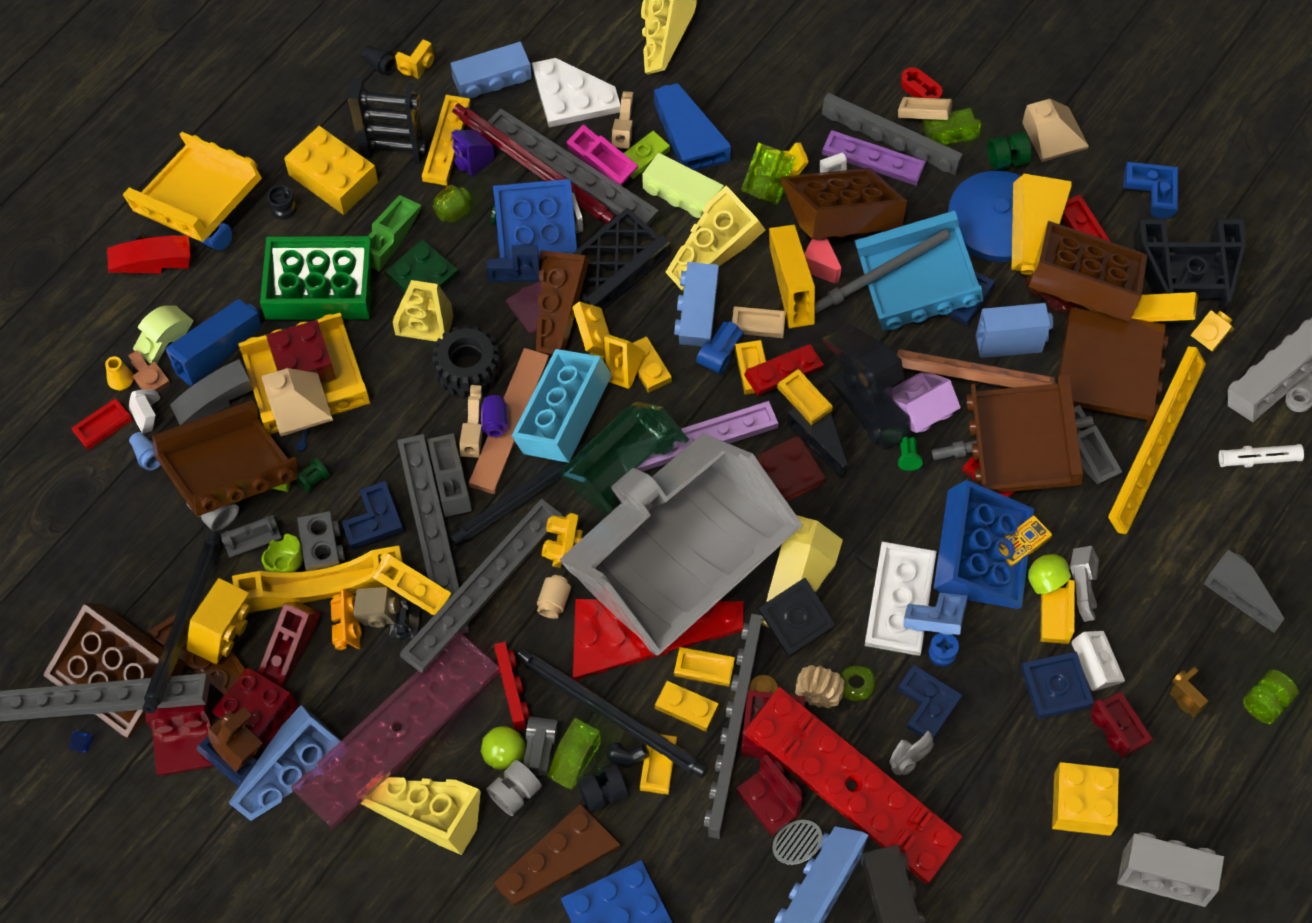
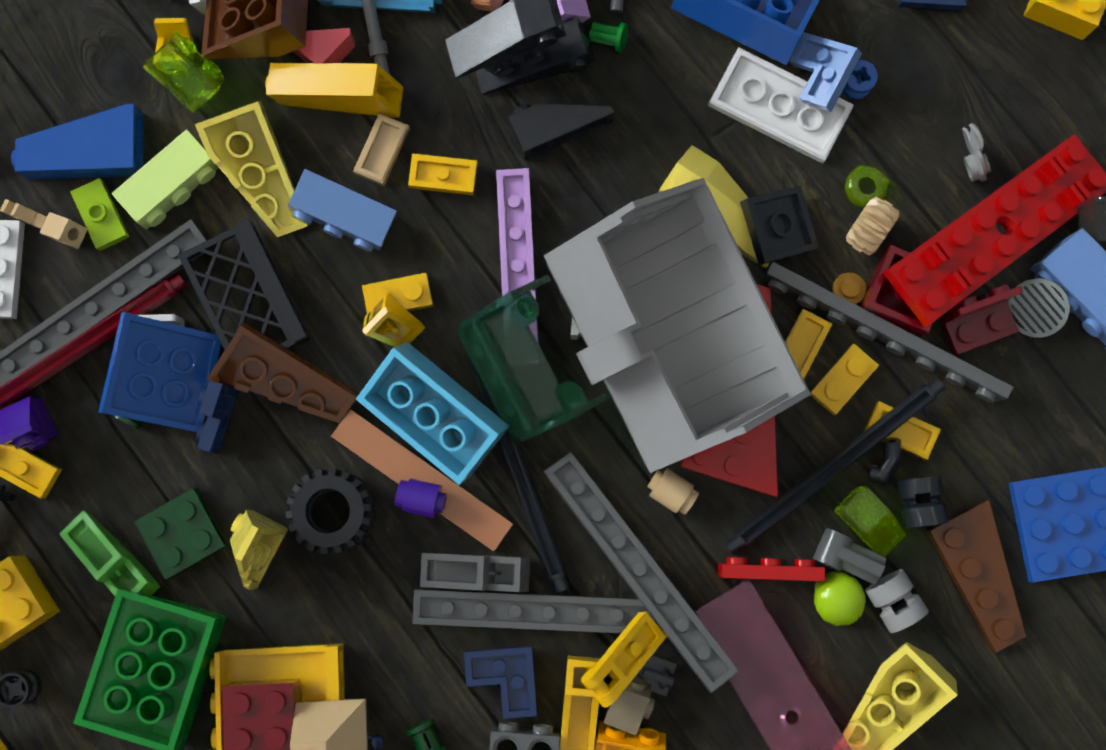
camera: 70 degrees left, 20 degrees up
(451, 203) = (94, 470): clear neon green head -> none
(471, 432) = (425, 528): tan piece -> none
(526, 306) = (270, 418): clear pink piece -> none
(566, 539) = (607, 456): yellow hips -> none
(591, 327) = (338, 346): yellow bracket -> none
(601, 155) = (89, 264): dark pink slope -> none
(718, 352) = (412, 209): blue piece -> none
(768, 374) = (461, 139): red plate -> none
(791, 468) = (586, 176): clear red plate -> none
(804, 397) = (512, 125): yellow tile -> none
(935, 701) = (917, 108): dark blue plate -> none

